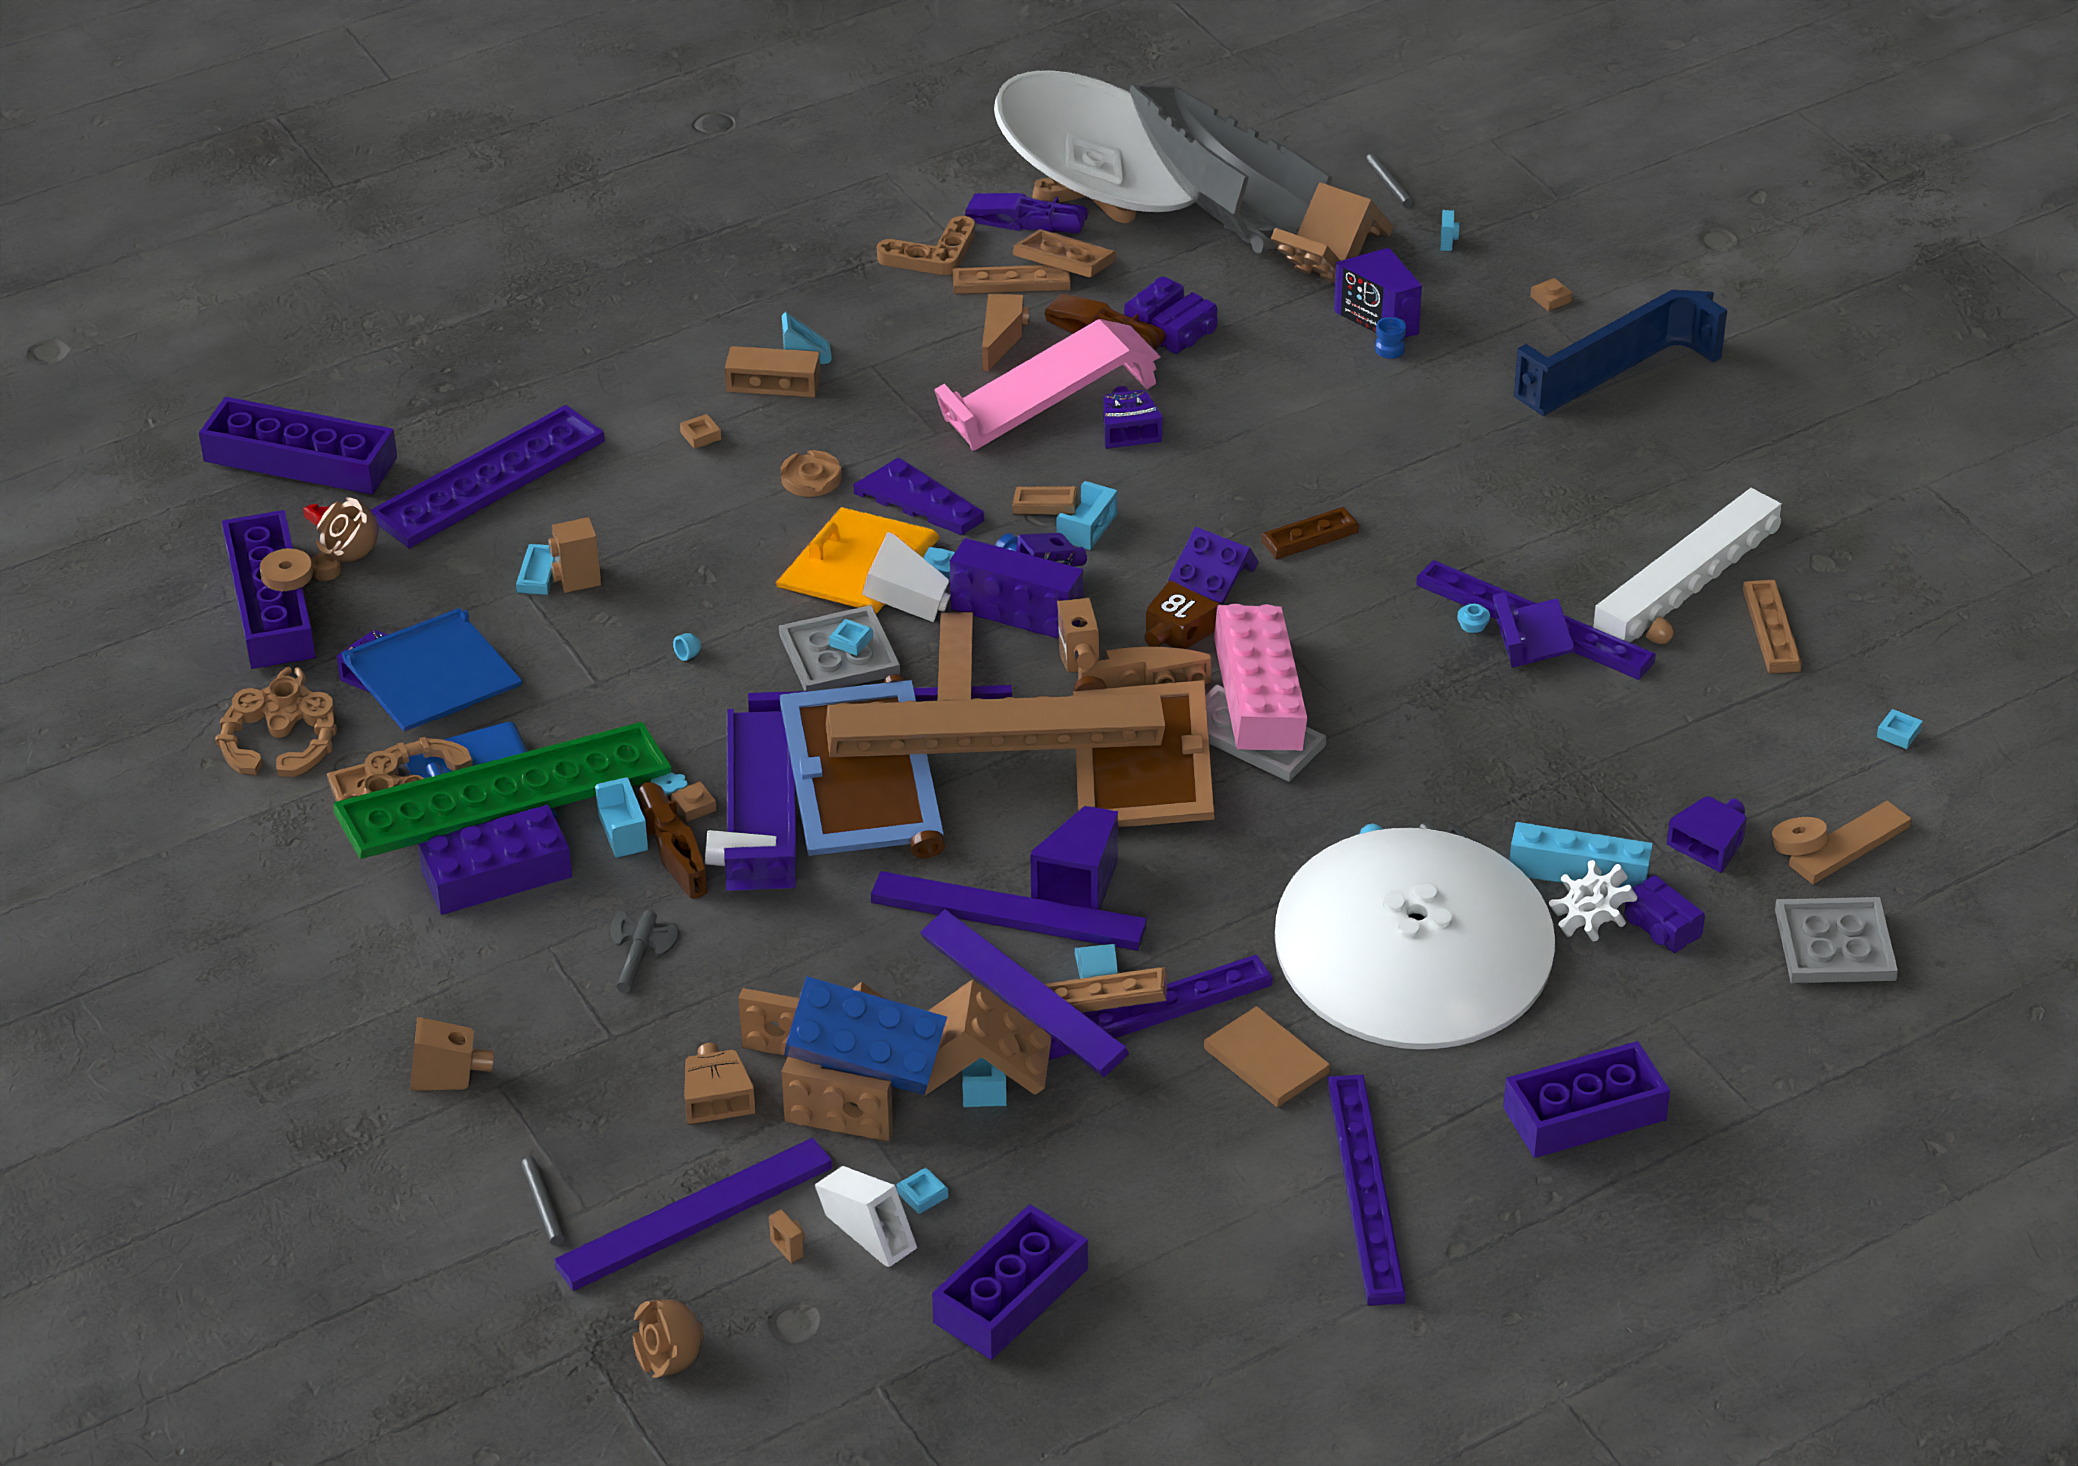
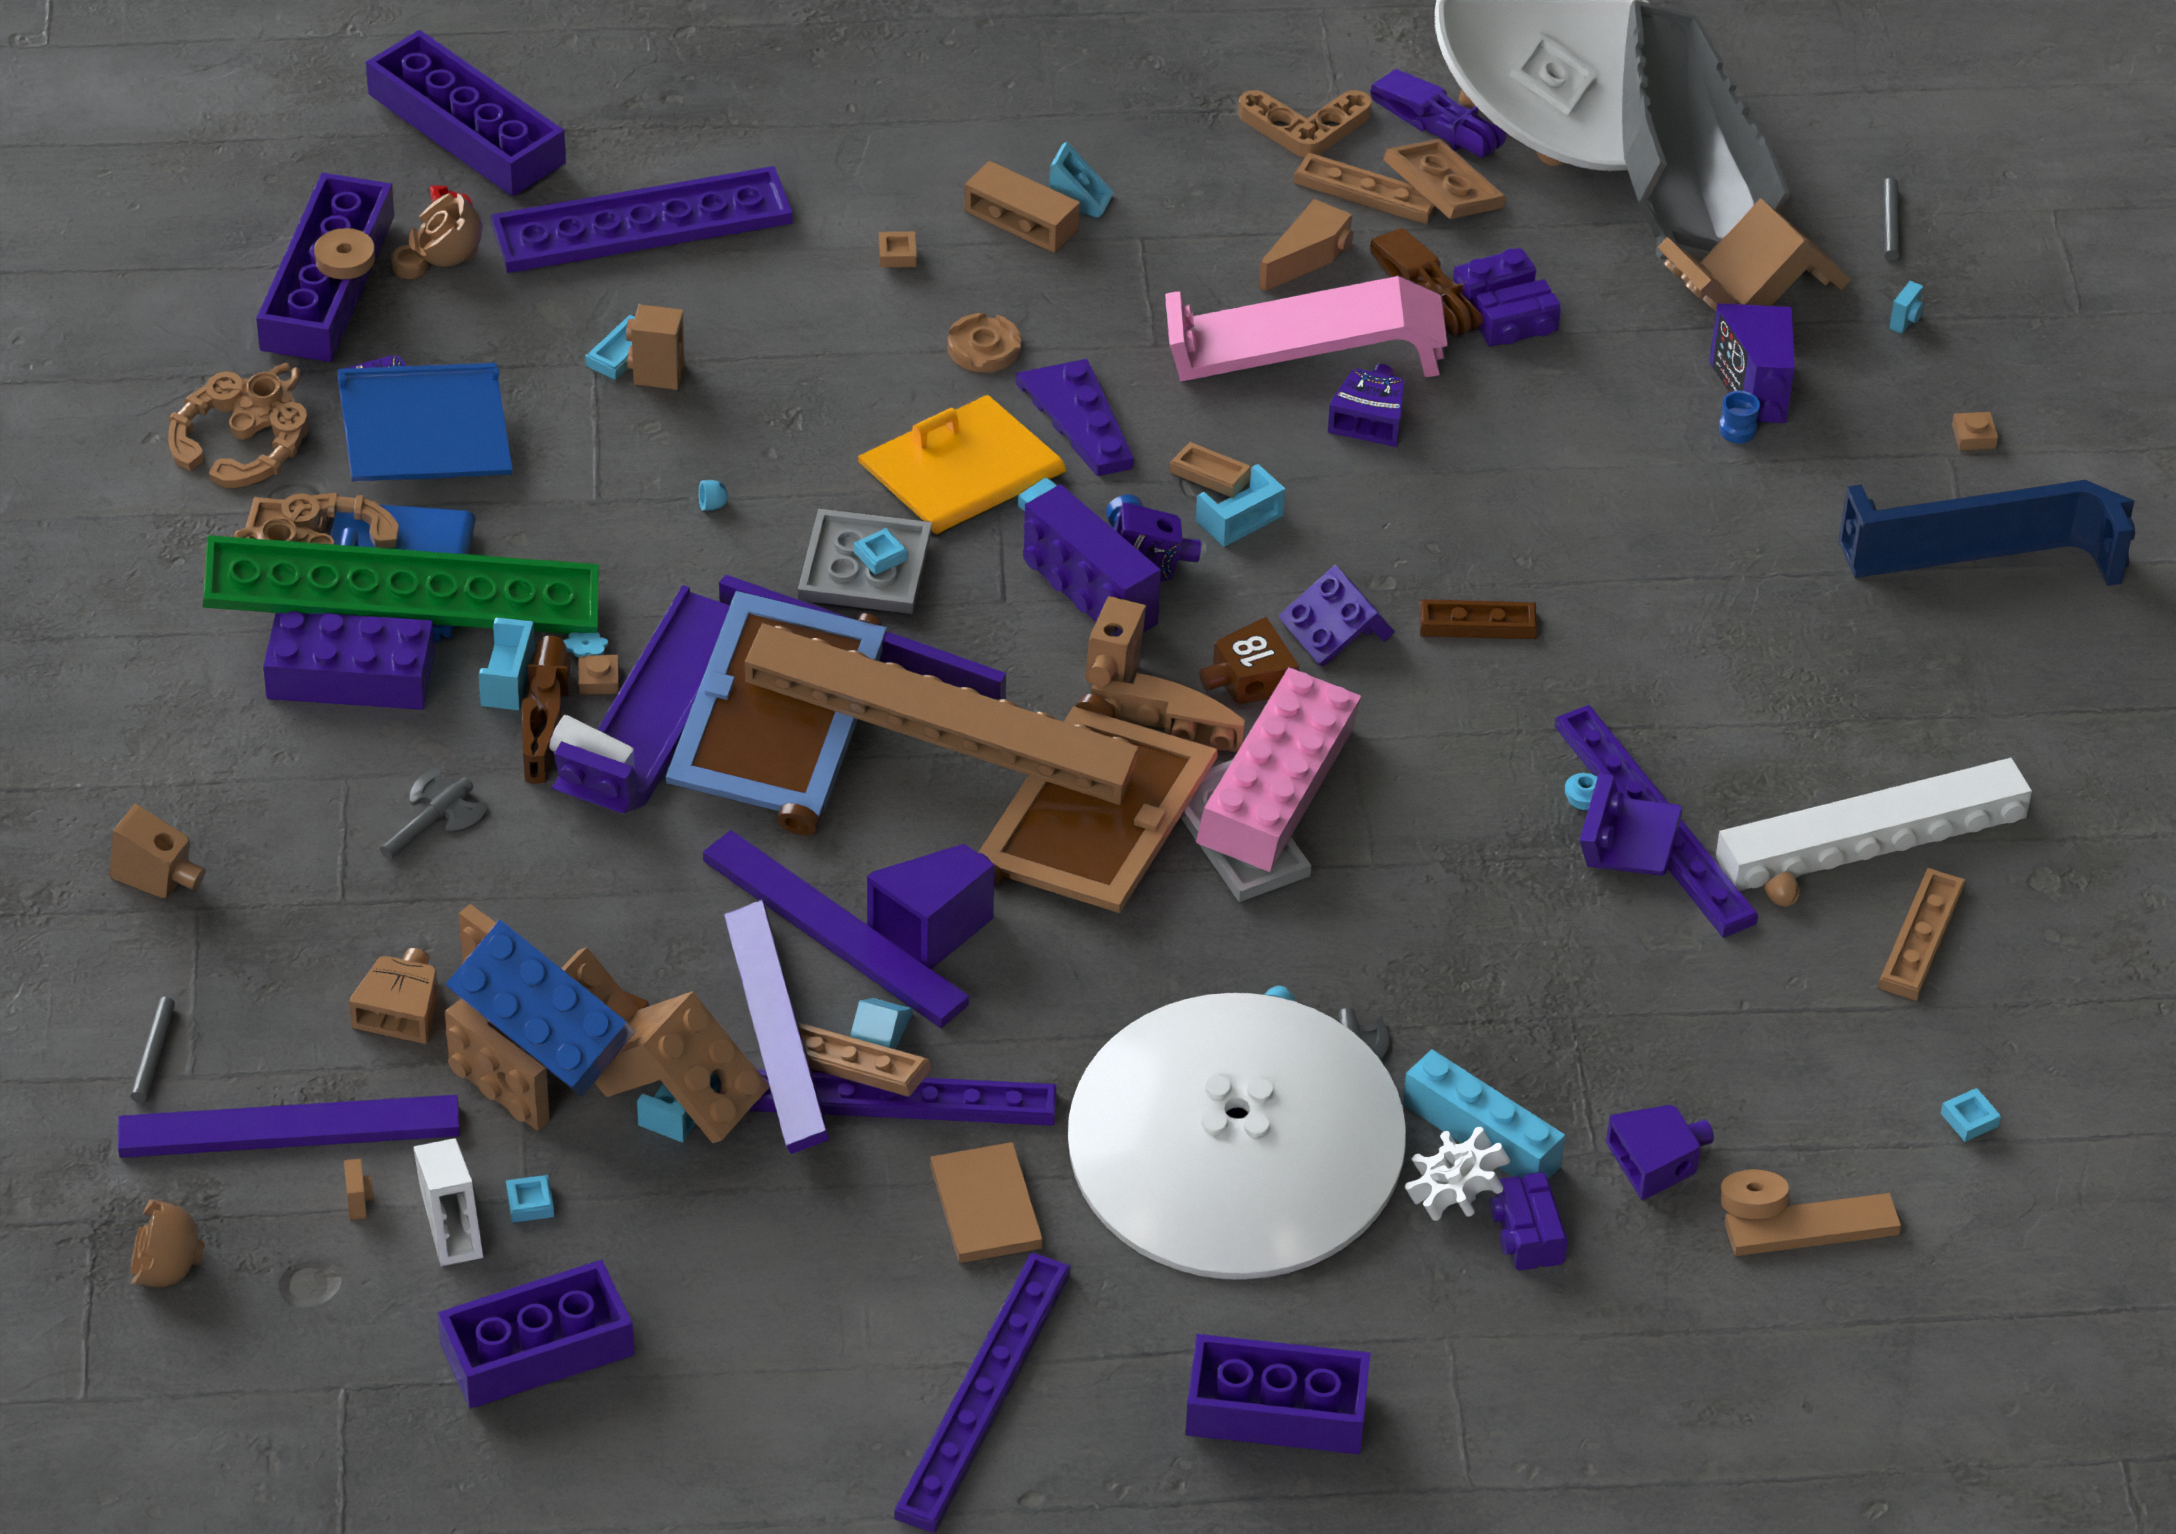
camera: 25 degrees right, 5 degrees up
(906, 580) = (982, 507): white slope -> none
(955, 656) = (969, 620): medium nougat tile -> none
(1835, 940) = (1702, 1330): light grey plate -> none

